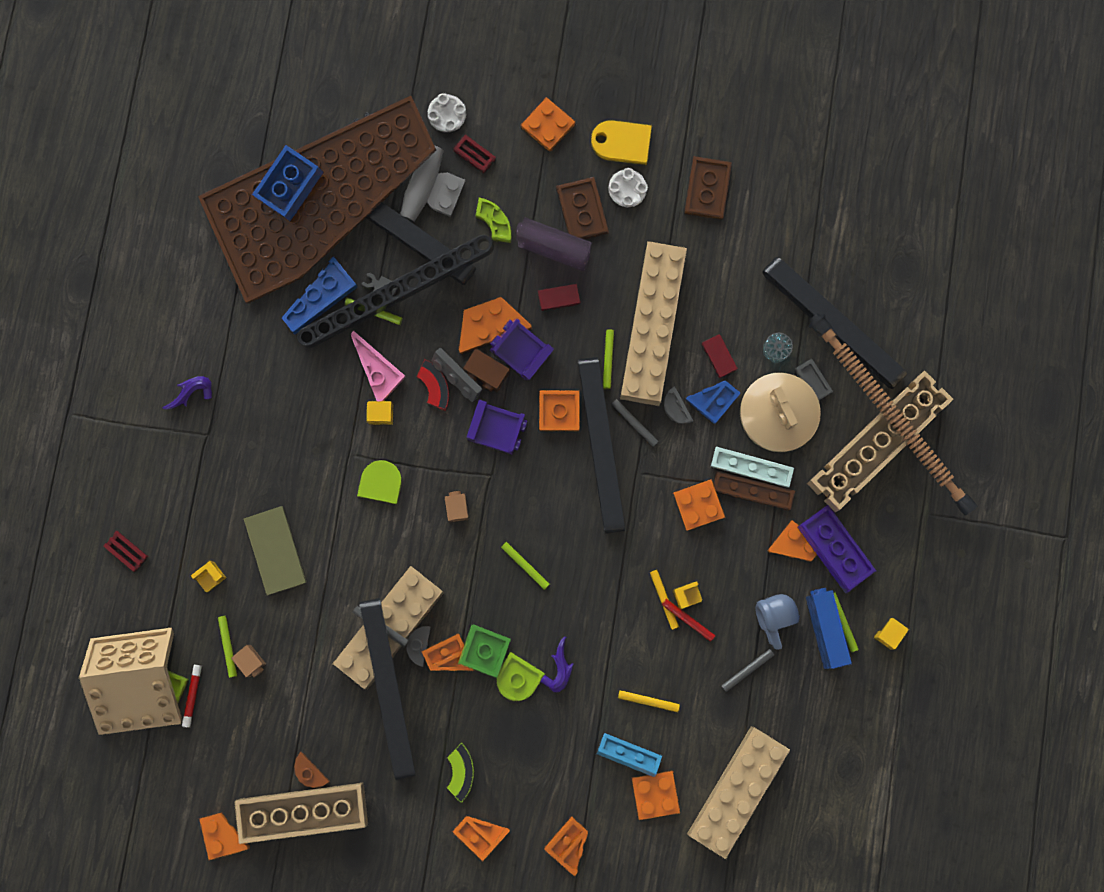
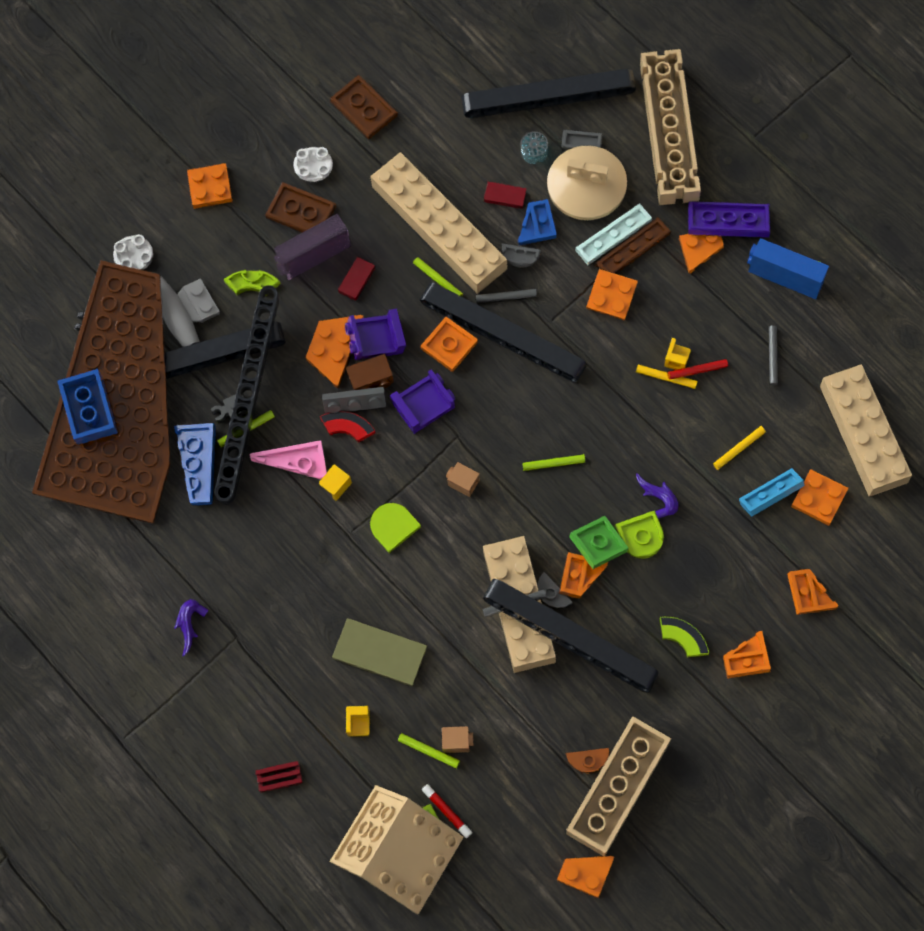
camera: 45 degrees left, 10 degrees down
(487, 164) = (186, 260): dark red tile -> none
(624, 141) = (273, 140): yellow tile -> none
(774, 614) = (744, 301): sand blue piece -> none
(823, 329) = (549, 97): medium nougat hose -> none
(891, 634) = (828, 228): yellow panel -> none

